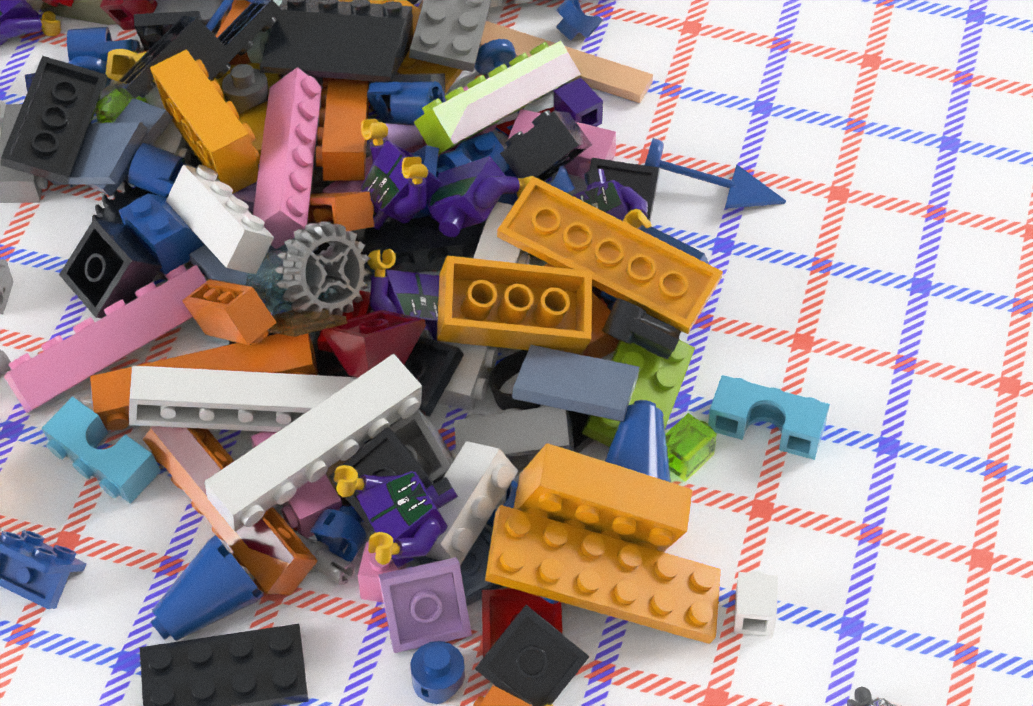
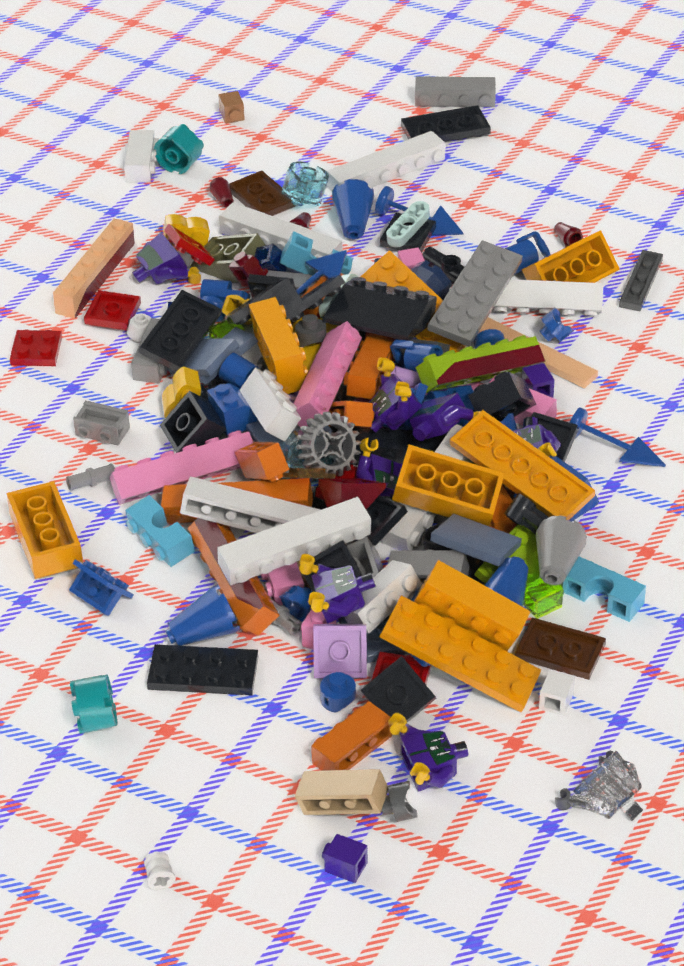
camera: 15 degrees right, 10 degrees down
(80, 205) = (183, 382): none -> yellow brick
(696, 374) = (558, 547): none -> light grey cone
(738, 526) = (560, 648): none -> reddish brown tile

